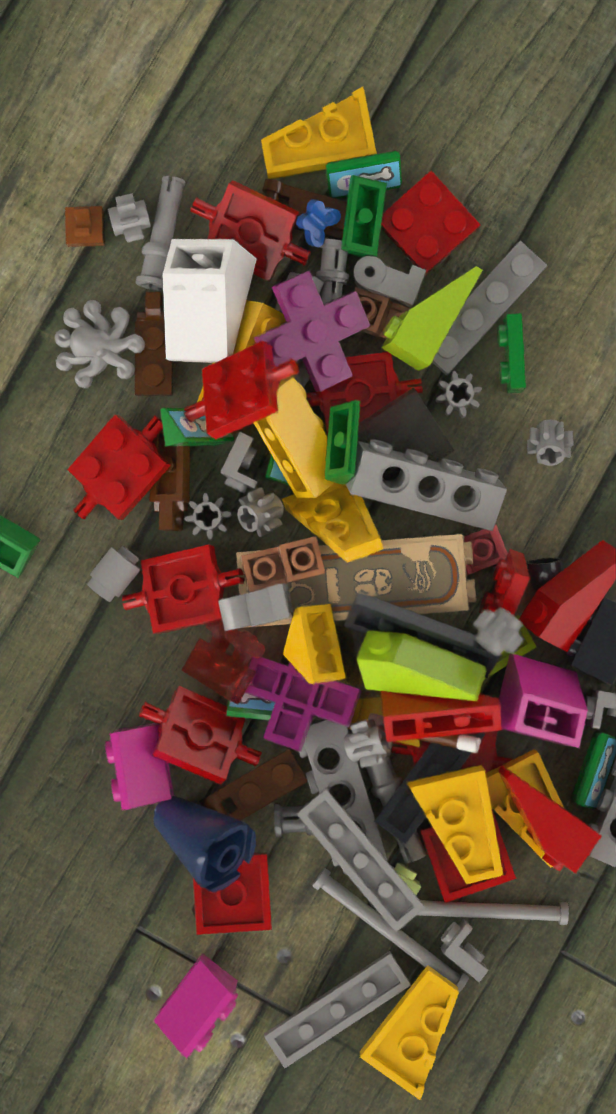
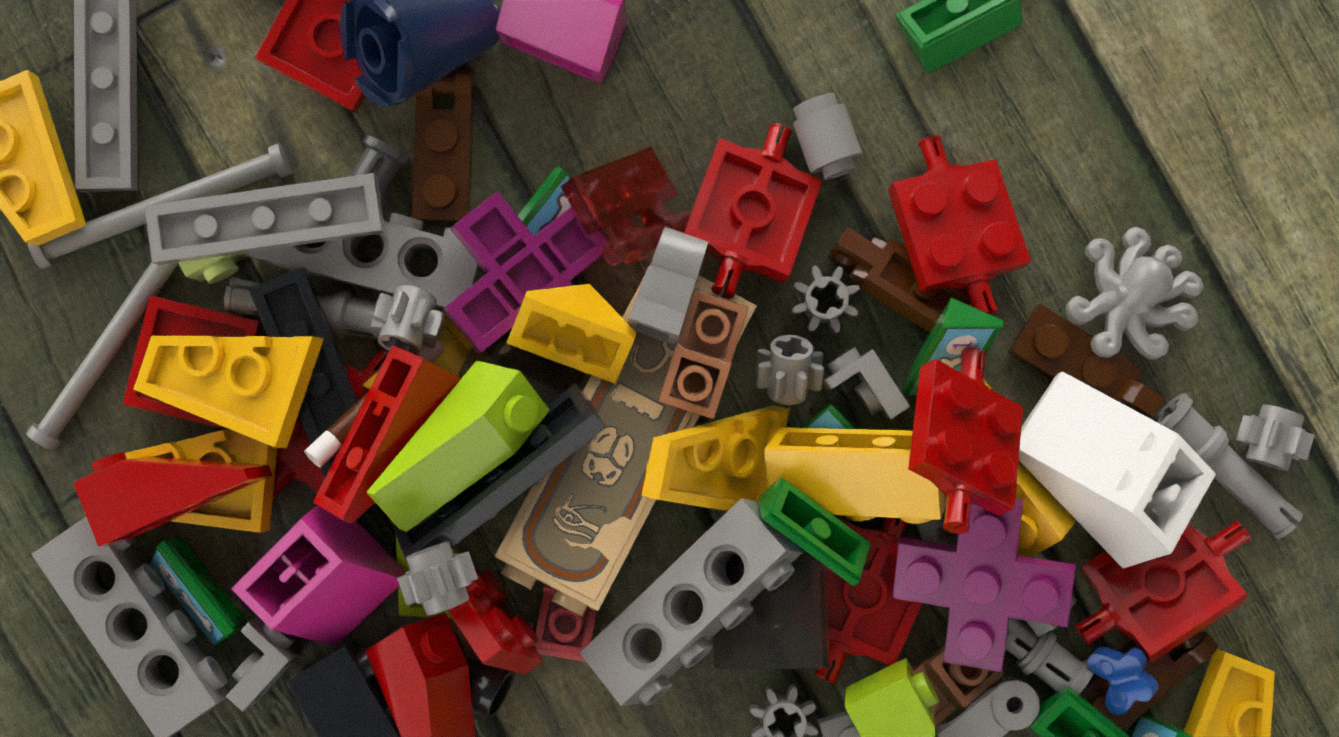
camera: 120 degrees right, 0 degrees up
(84, 226) = (1296, 373): dark orange tile -> none
(199, 735) = (553, 114): red plate -> none
(465, 957) = (66, 278): light grey bracket -> none

